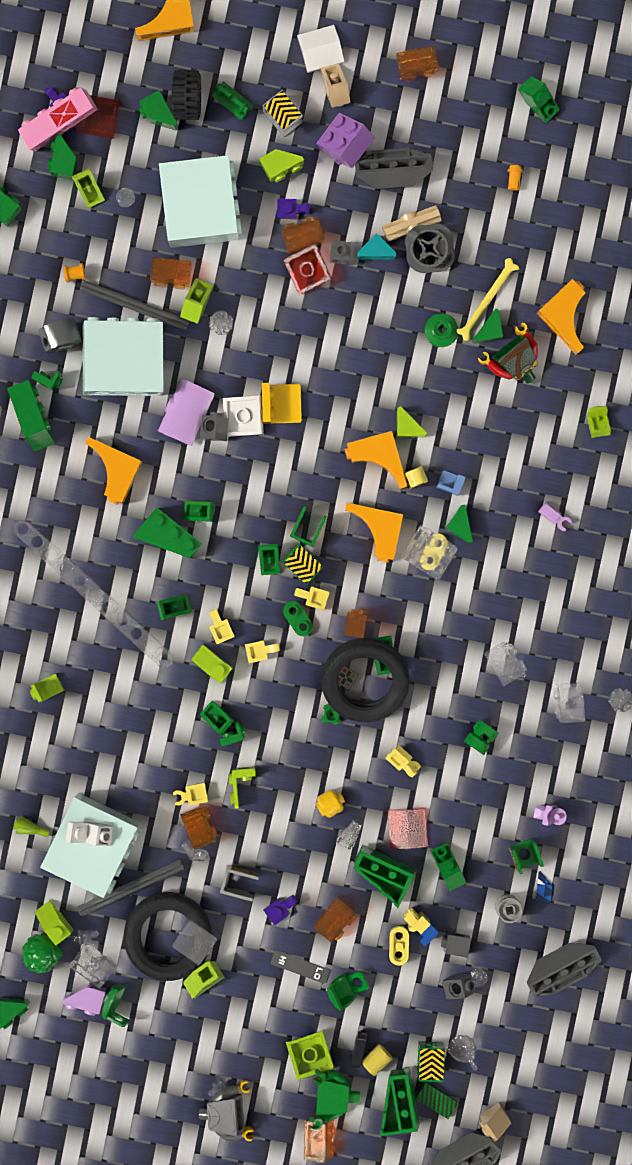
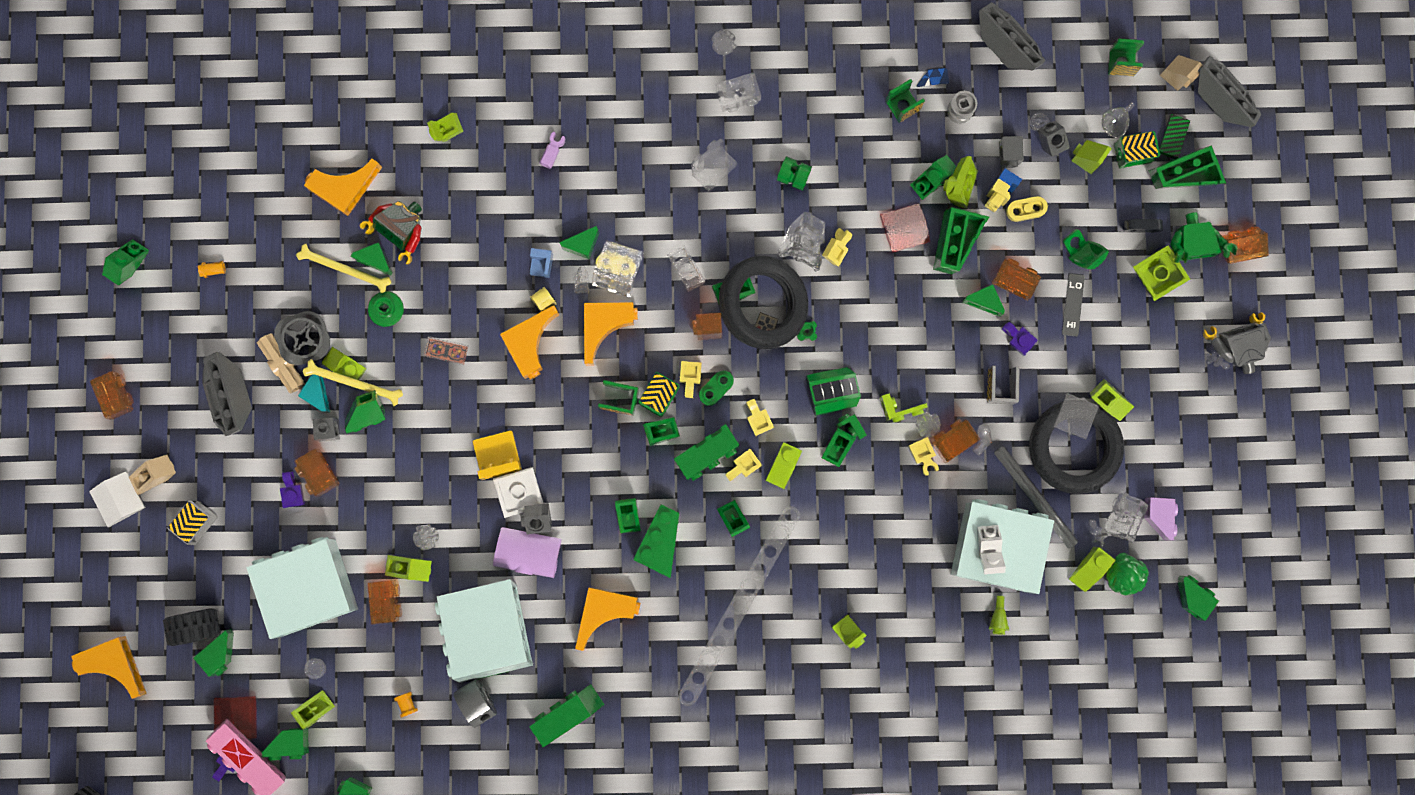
camera: 105 degrees left, 5 degrees down
(44, 379) = (526, 709): green bracket -> none
(110, 1004) = (1161, 490): green piece -> none
(134, 305) = (426, 633): dark grey axle -> none
(218, 805) = (928, 424): none -> clear gear
(232, 100) = (189, 579): green hinge -> none
(238, 596) = (707, 453): none -> green wedge
(270, 726) = (833, 390): none -> green slope
(279, 163) = (246, 514): lime slope -> none
(307, 269) = (351, 459): clear red slope -> none
(321, 887) = (986, 300): none -> green slope
(330, 803) = (898, 310): yellow head -> none
(345, 140) = (207, 449): medium lavender brick -> none
(348, 291) = (364, 412): none -> green slope
(349, 835) = (927, 284): clear cone -> none
(377, 1060) = (1149, 204): light yellow piece -> none
(389, 377) = (446, 350): none -> clear tile
(396, 280) = (343, 365): none -> lime slope
(397, 252) = (313, 369): none -> light yellow piece
(400, 620) = (692, 279): none -> clear slope
(407, 426) = (492, 320): lime slope -> none
(424, 516) = (581, 281): none -> clear slope
(427, 734) = (793, 245): none -> clear piece
(434, 889) = (961, 183): none -> lime slope
(435, 1016) = (1090, 155): none -> lime slope
(527, 1078) = (1127, 49): none -> green piece
(550, 814) = (857, 86): lavender hips -> none

